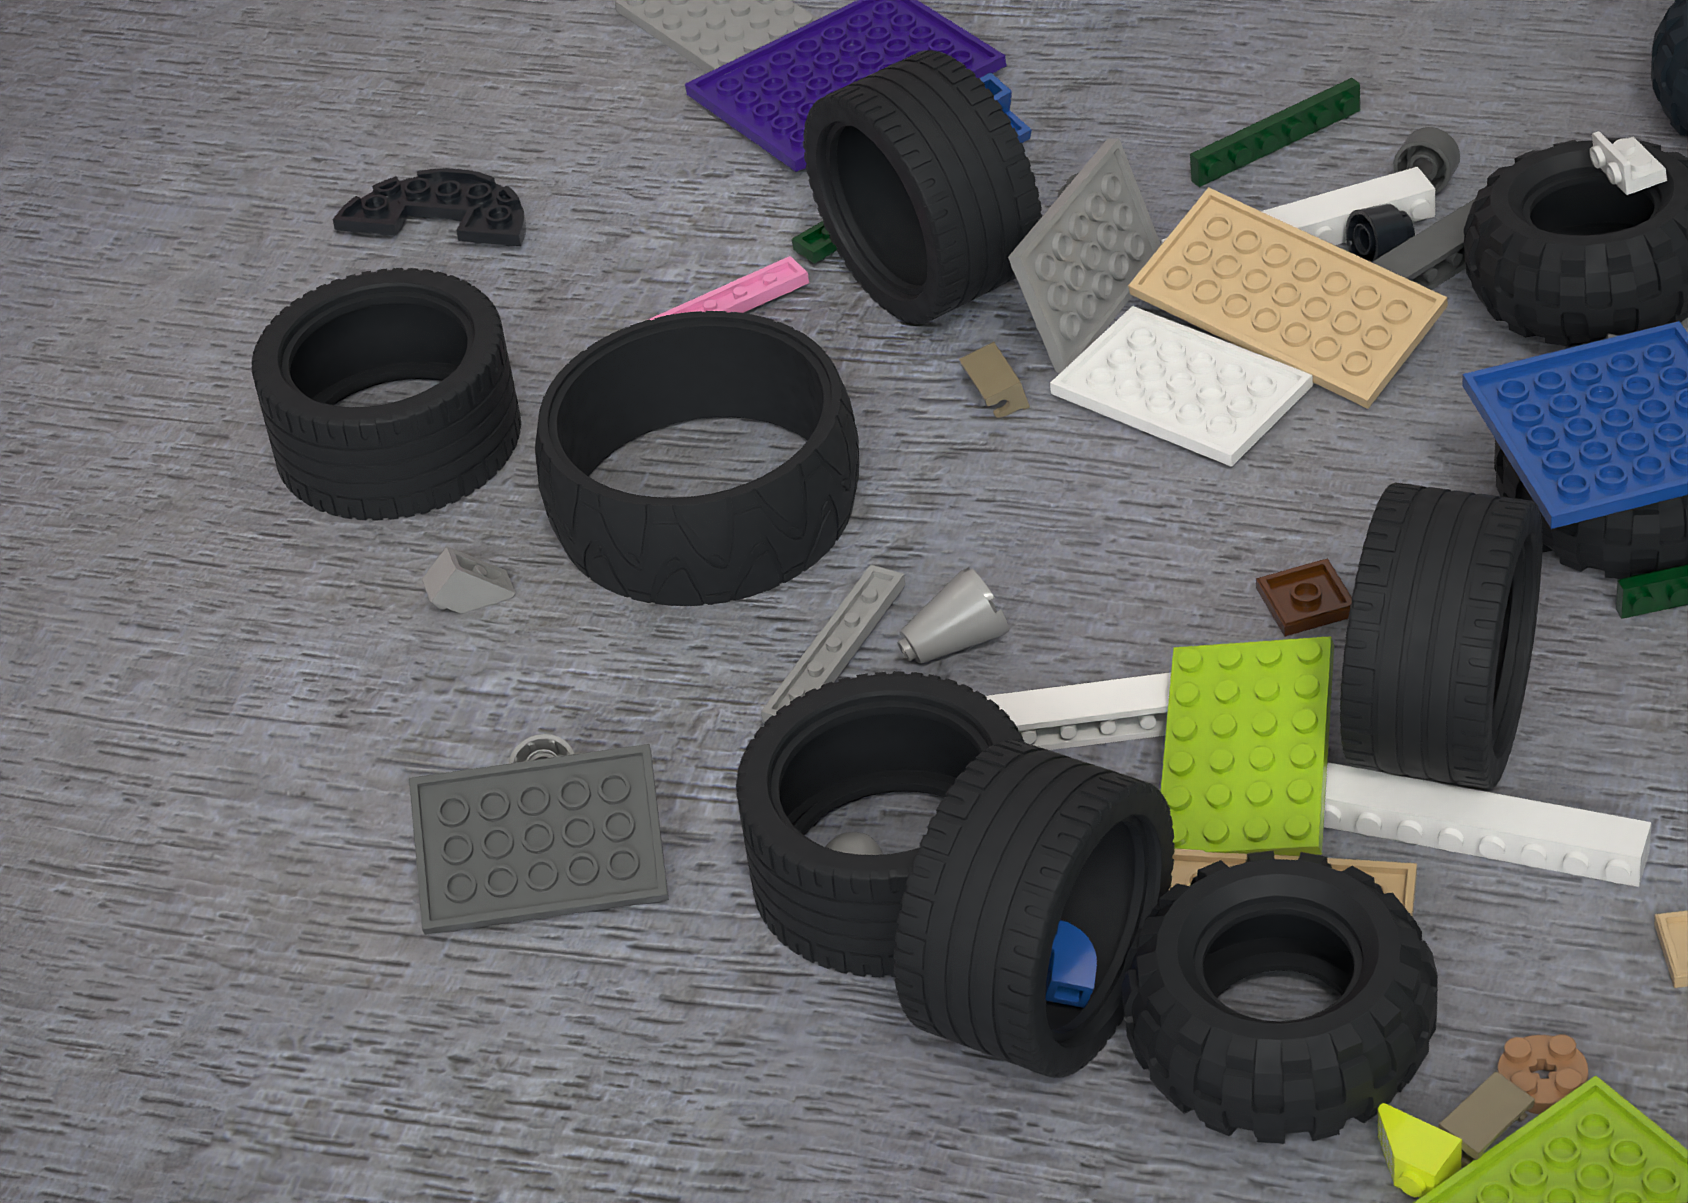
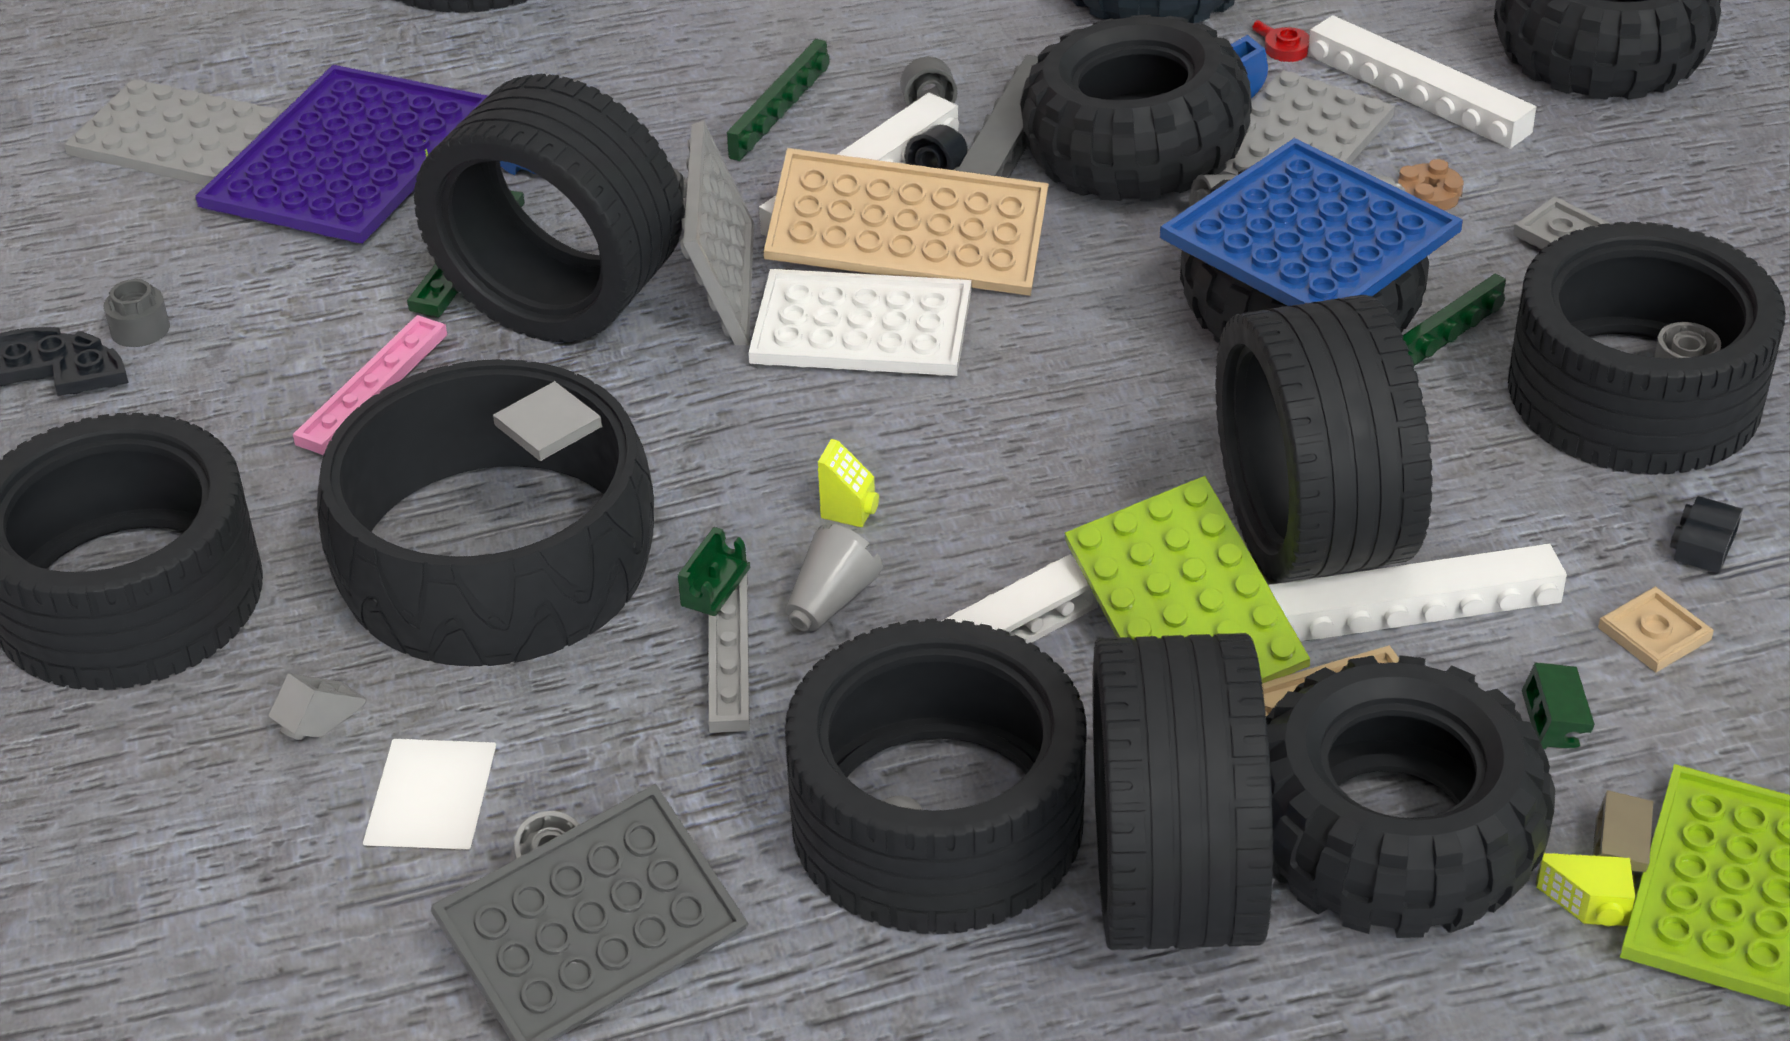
camera: 35 degrees left, 0 degrees up
(510, 692) = (430, 794): none -> white sticker
(563, 183) = (136, 313): none -> dark grey piece
(765, 389) = (547, 421): none -> light grey tile
(853, 578) = (712, 573): none -> dark green hinge
(995, 379) = (696, 363): dark tan hinge -> none
(1031, 537) = (845, 487): none -> neon yellow slope
(1305, 597) = (1107, 461): reddish brown tile -> none
(1533, 978) = (1557, 704): none -> dark green hinge
(1544, 1052) = (1628, 762): medium nougat plate -> none
(1626, 163) = (1147, 31): white bracket -> none

